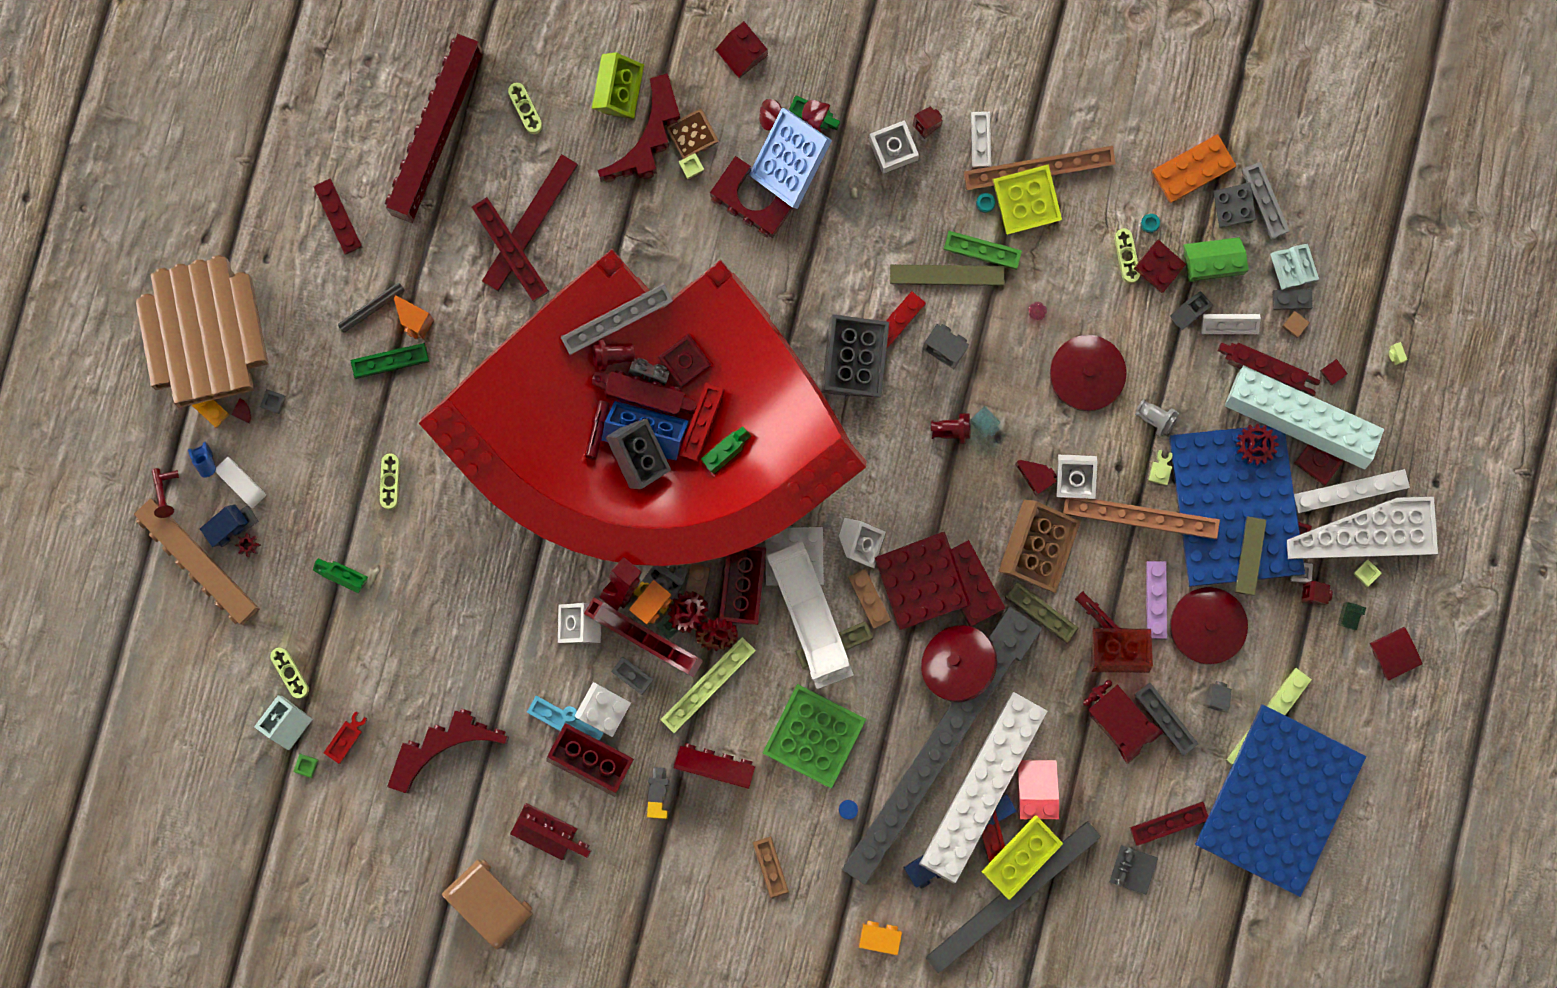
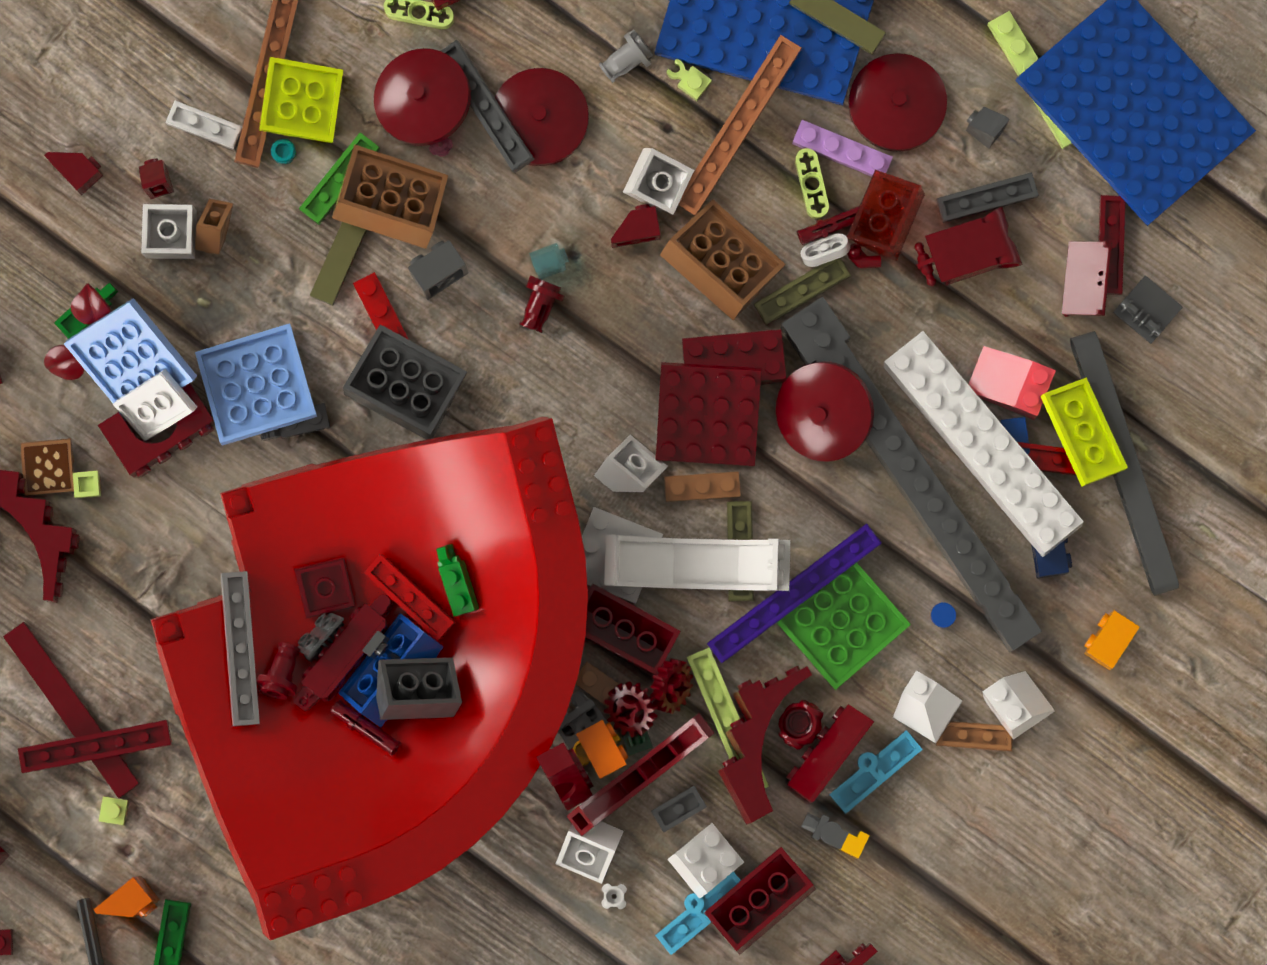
camera: 65 degrees left, 0 degrees up
(471, 281) = (113, 810): none -> yellowish green plate
(550, 660) = (608, 901): none -> white plate
(658, 413) = (377, 645): none -> dark grey plate
(673, 710) = (744, 775): none -> dark red arch
(716, 805) = (874, 771): none -> medium azure hinge
(727, 737) = (800, 724): none -> dark red hair
(765, 189) = (155, 405): none -> white tile
(776, 823) = (926, 707): none -> white slope
(796, 293) = (315, 424): none -> dark grey hinge
(806, 888) = (1017, 703): none -> white slope
(810, 253) = (255, 384): none -> light blue plate
(821, 697) = (800, 589): none -> dark purple tile
(910, 176) = (213, 226): none -> medium nougat slope
(911, 64) = (76, 169): none -> dark red slope
(984, 291) = (390, 196): none -> medium nougat slope
(1066, 283) = (422, 97): none -> dark red dish
(1077, 617) = (825, 250): none -> white plate
(1078, 331) = (491, 113): none -> dark grey tile
(1082, 645) = (861, 260): none -> dark red arm
(1130, 575) = (801, 167): none -> yellowish green beam
(1137, 812) = (1082, 278): none -> door

